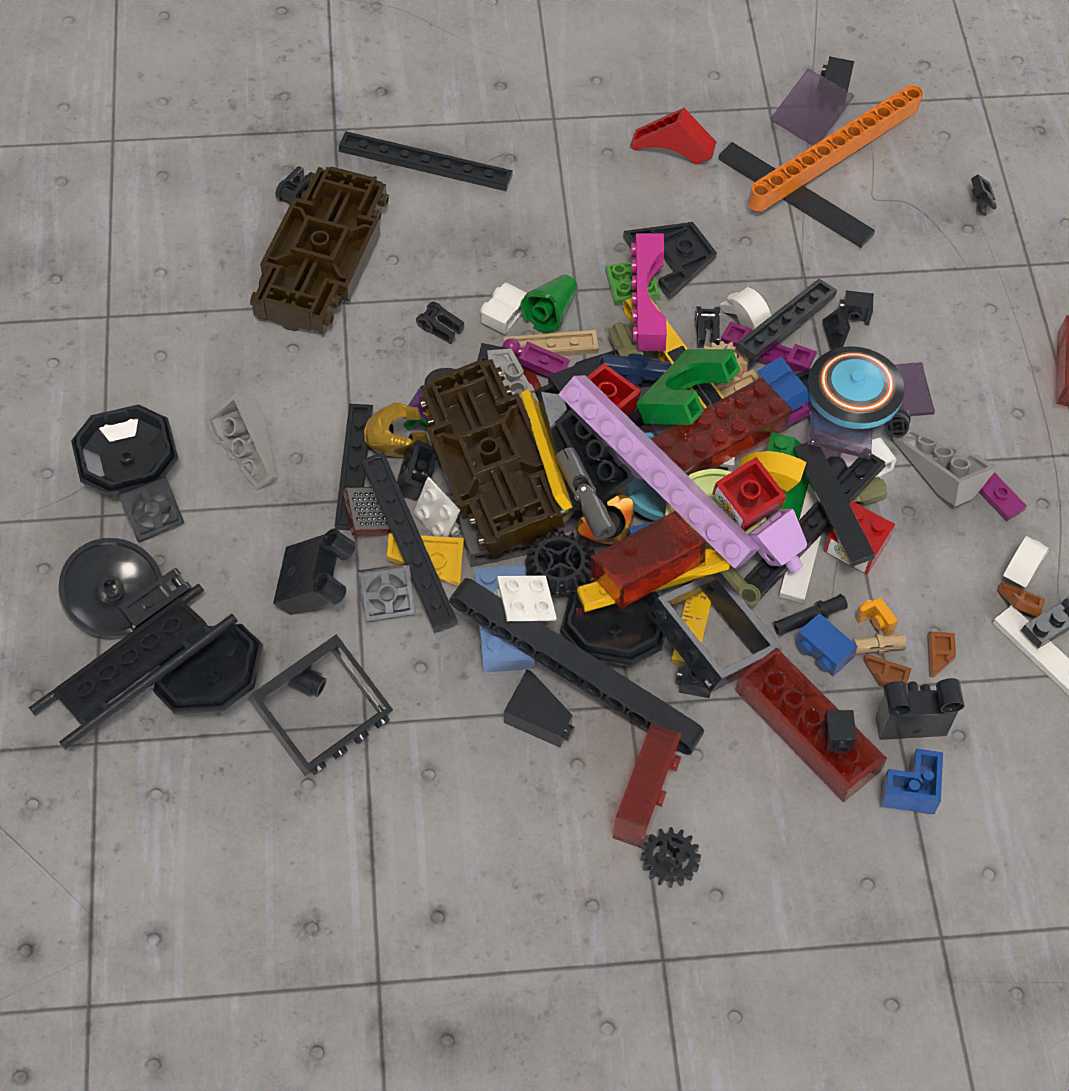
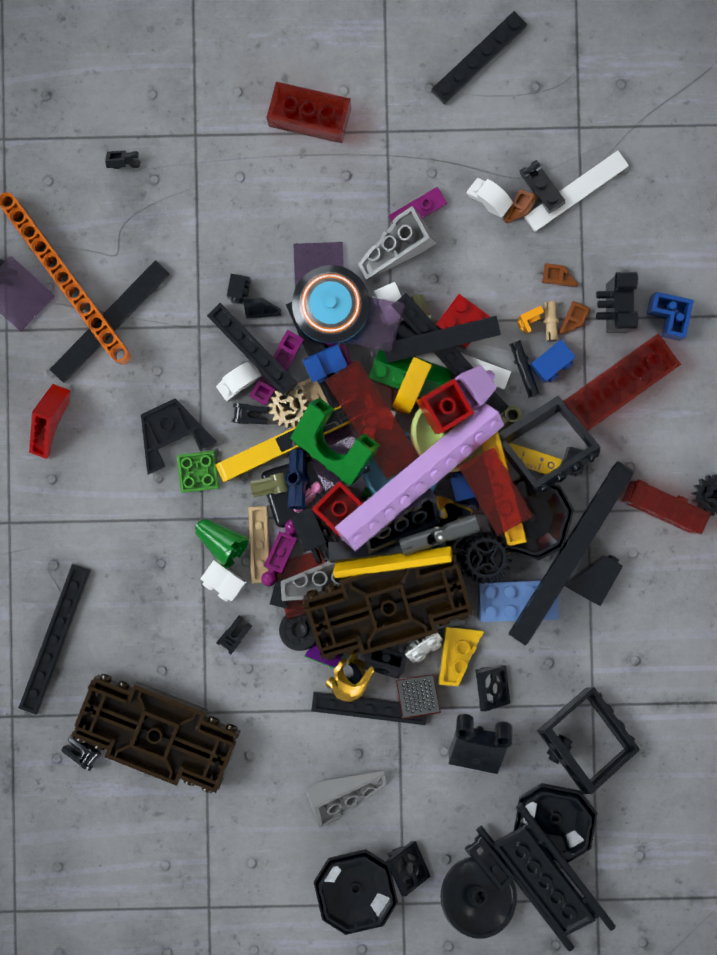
camera: 80 degrees left, 30 degrees up
(409, 542) = (447, 670): black tile -> none
(526, 598) = (525, 587): white hinge -> none
(651, 323) = (185, 457): dark pink arch -> none
(839, 730) = (642, 365): black brick -> none
(901, 418) = (362, 271): black wheel -> none

